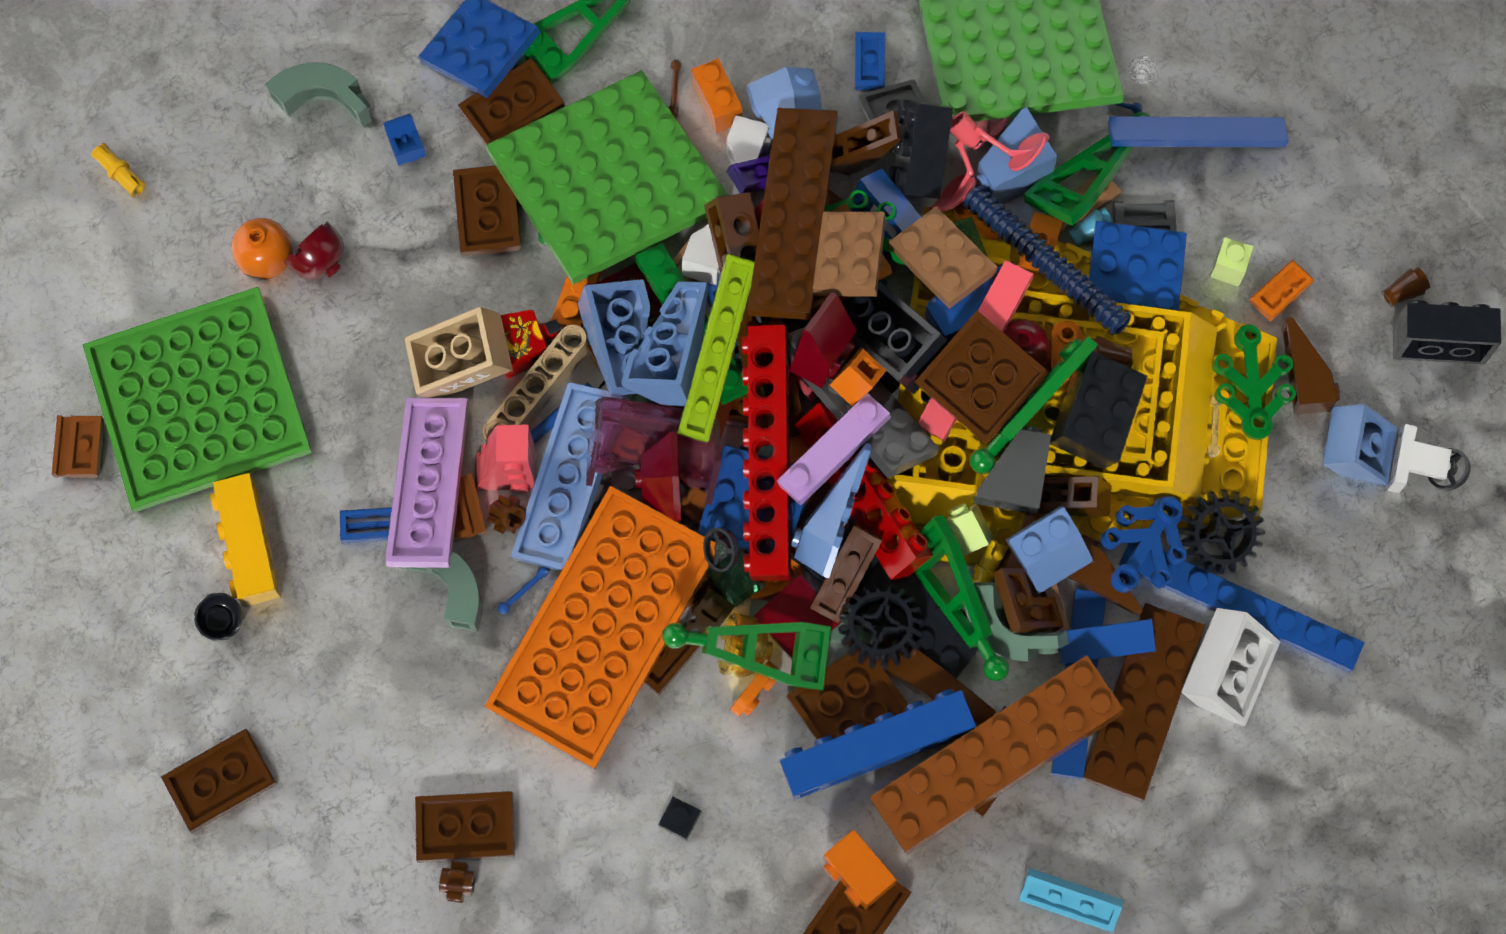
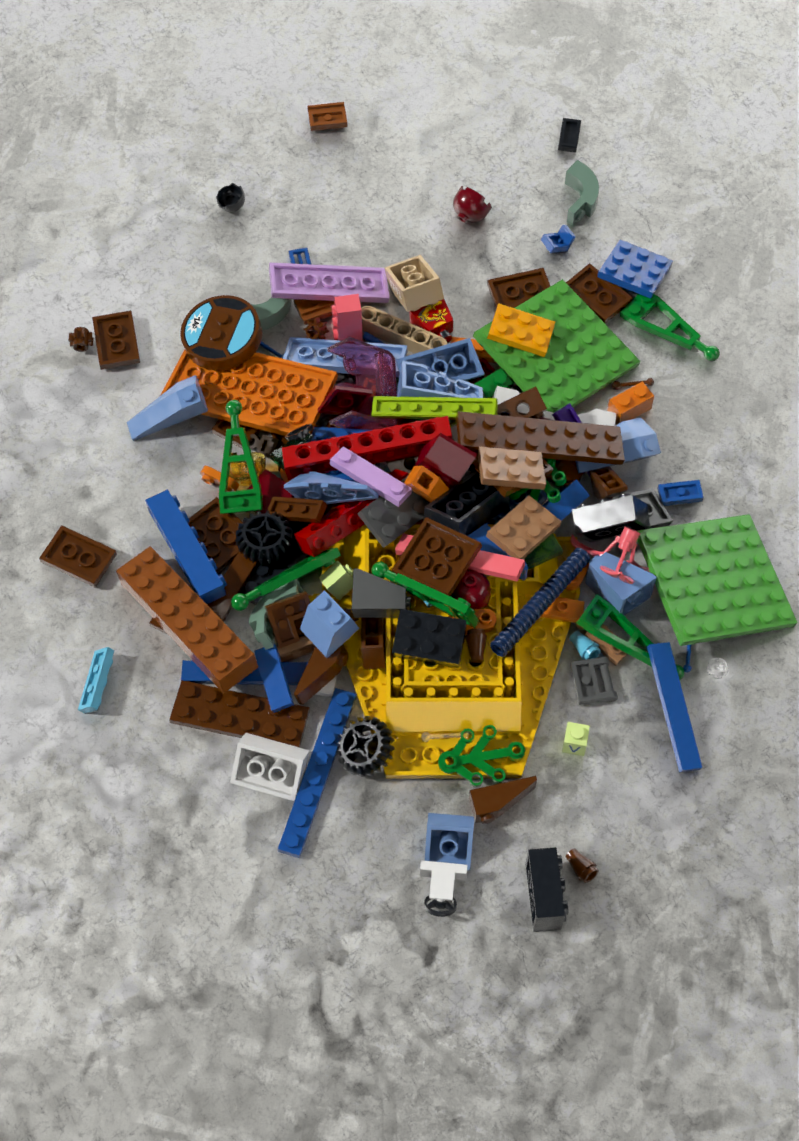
camera: 80 degrees right, 10 degrees down
(118, 170) = (507, 104): yellow pin -> none
(196, 399) = (367, 167): bright green plate -> none
(198, 91) = (569, 135): none -> black tile
(218, 780) = (134, 218): reddish brown tile -> none
(245, 539) = (281, 203): yellow brick -> none
(261, 248) = (472, 176): orange cylinder -> none
(498, 653) = (221, 332): none -> brick
(582, 212) = (521, 330): none -> light orange plate
(616, 743) = (172, 407): none -> medium blue wedge
(679, 818) = (132, 452): black plate -> none
(858, 870) = (102, 546): orange brick -> none
(1138, 264) = (553, 671): blue plate -> none
(1148, 541) = (347, 694): blue plant -> none
(1281, 290) = (561, 777): orange plate -> none

